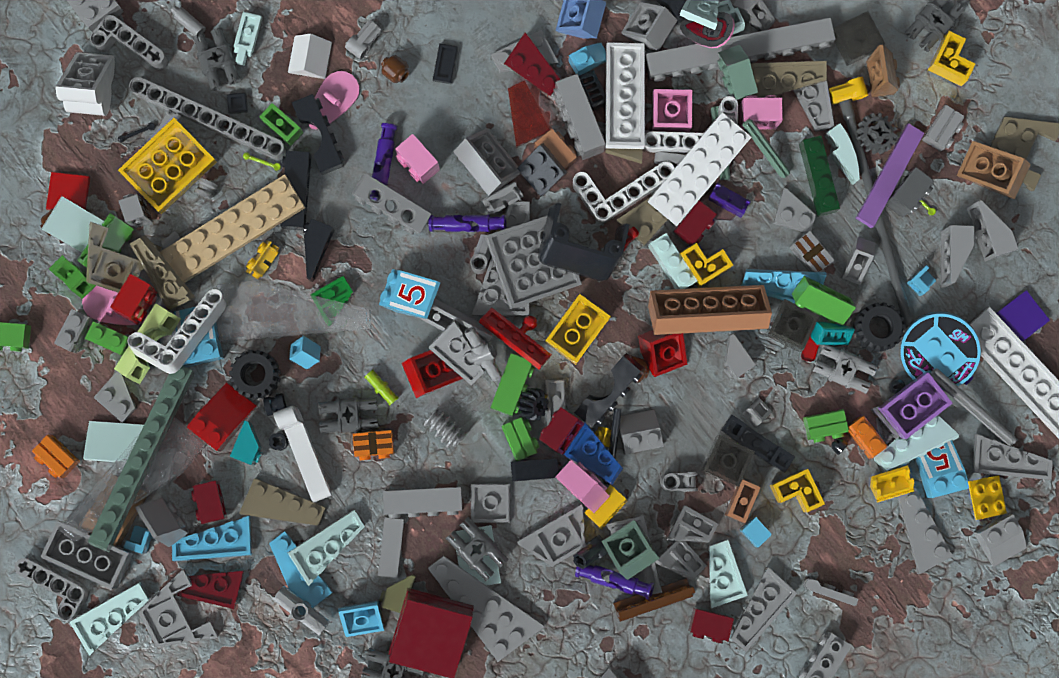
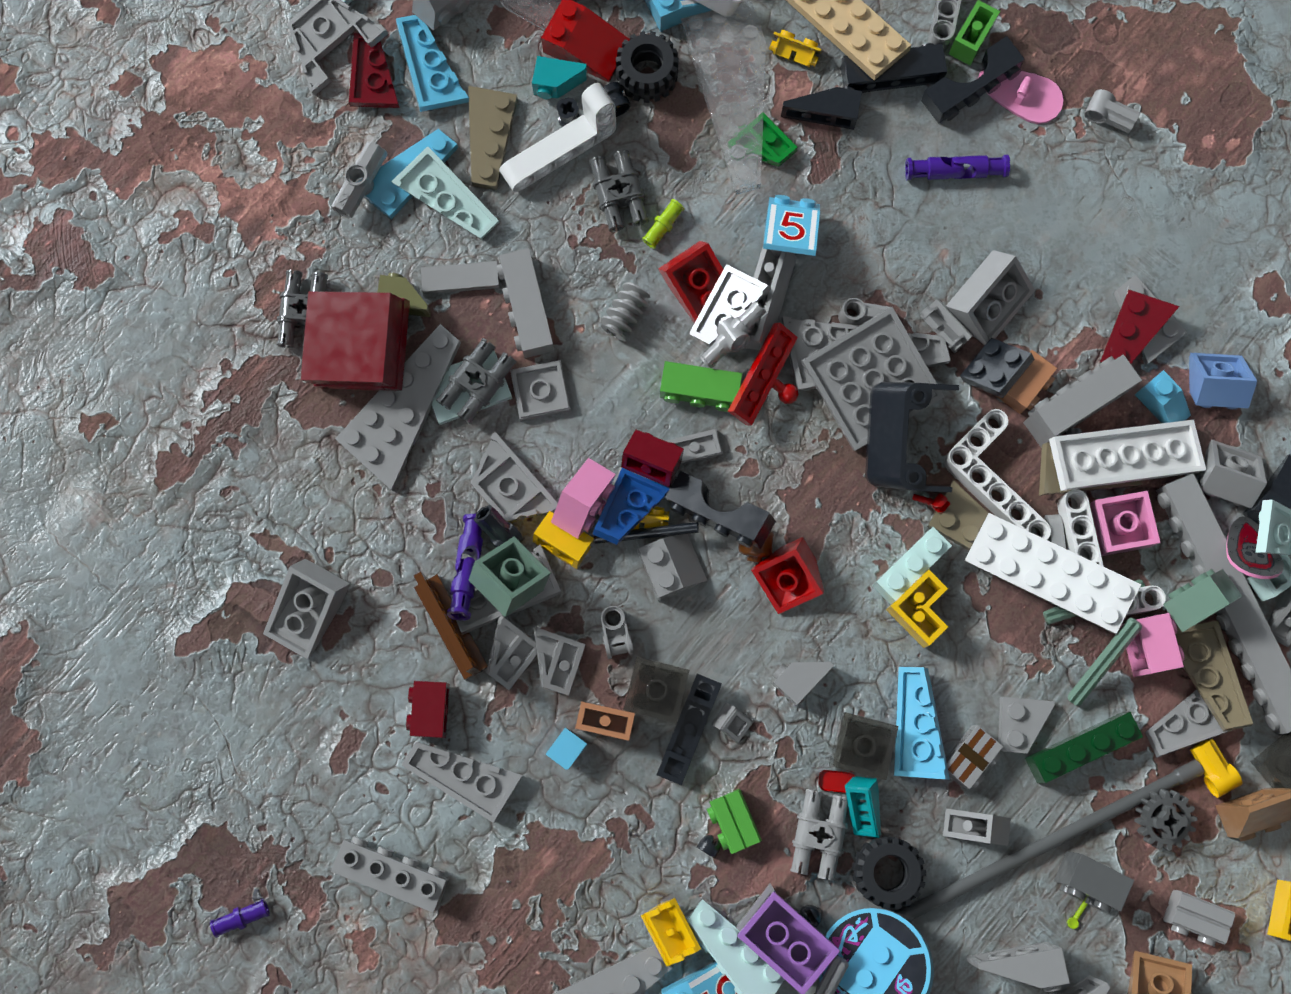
camera: 85 degrees right, 5 degrees down
(209, 502) = (476, 46): dark red brick -> none
(276, 166) = (923, 4): lime hinge -> none
(305, 352) = (688, 122): medium azure panel -> none
(310, 56) = (1072, 54): white slope -> none
(361, 618) = (362, 257): medium azure slope -> none
(373, 444) = (588, 228): brick -> none
(395, 69) = (1083, 157): reddish brown head -> none
(417, 159) = (970, 204): bright pink brick -> none
(418, 215) = (922, 145): light grey brick -> none
(445, 63) = (1107, 220): black tile -> none
(459, 223) = (901, 283): dark purple piece -> none
(520, 439) = (631, 410): bright green brick -> none
(526, 115) = (1067, 334): clear red wing -> none
(533, 404) = (680, 416): black gear -> none
(535, 469) = (593, 431): black slope -> none
(577, 329) = (793, 454): yellow brick -> none
(599, 103) = (1103, 422): black slope -> none
(695, 223) = (974, 585): dark red brick -> none
(709, 309) = (859, 625): nougat brick -> none
(724, 574) = (500, 717): light aqua wing -> none
(729, 200) = (1017, 628): dark purple hinge -> none
(799, 485) = (642, 801): yellow brick -> none
(823, 301) = (908, 783): bright green brick -> none
(829, 591) = (503, 868): light grey hinge -> none
(844, 153) = (1125, 776): light aqua slope -> none
(866, 437) = (729, 882): orange brick -> none
(889, 175) = (1110, 849): medium lavender tile -> none
(921, 281) = (969, 925): medium azure panel -> none

